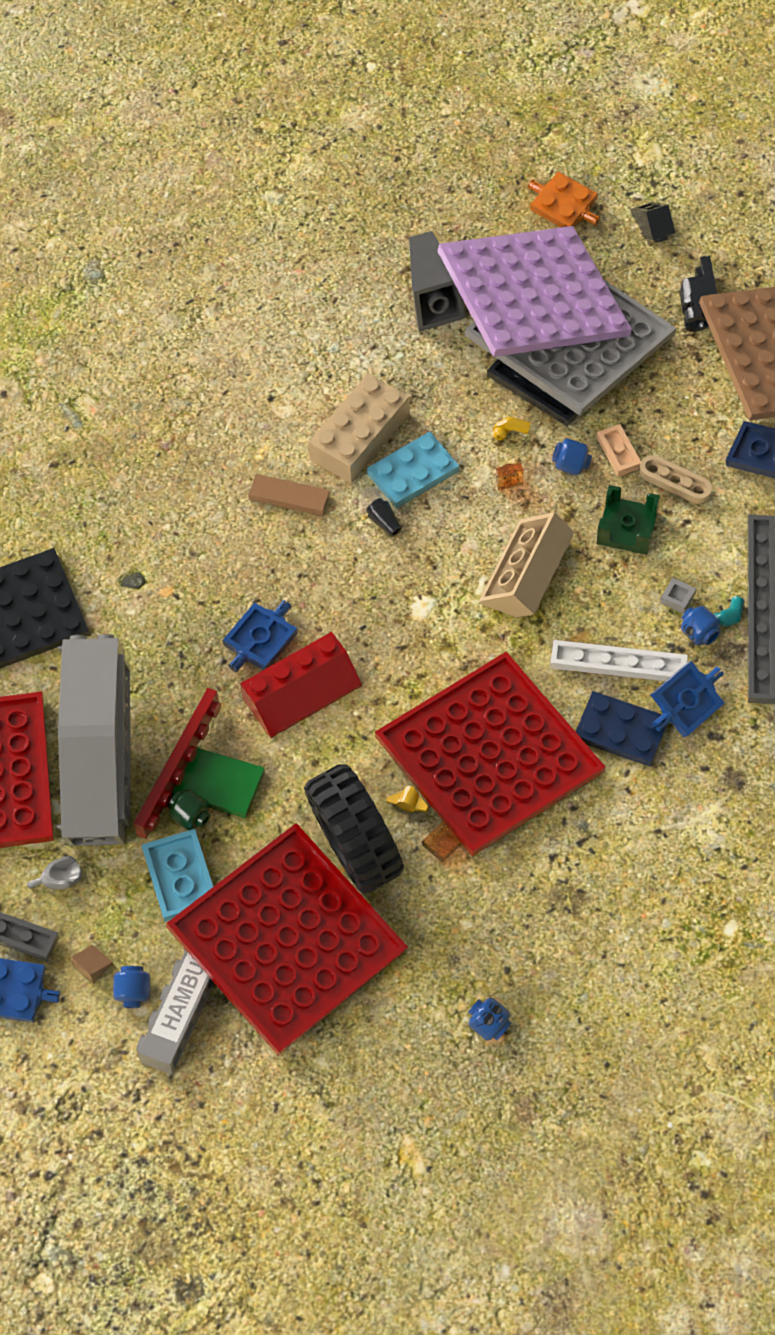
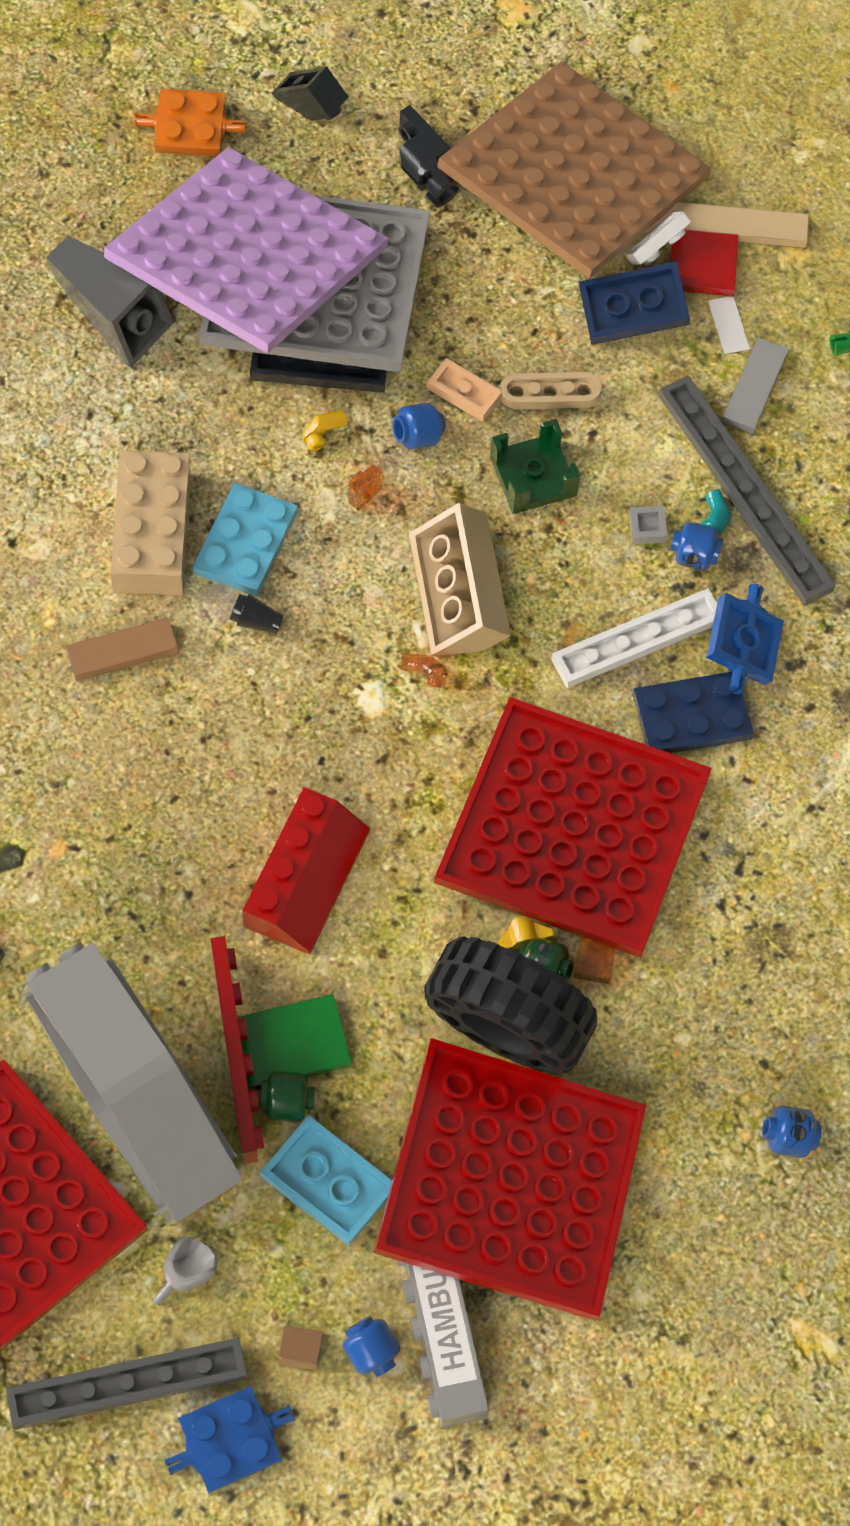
camera: 40 degrees left, 5 degrees up
(260, 636) = (214, 840): blue plate -> none
(406, 823) = (550, 955): none -> dark green head
(470, 606) = (426, 664): none -> clear orange arm

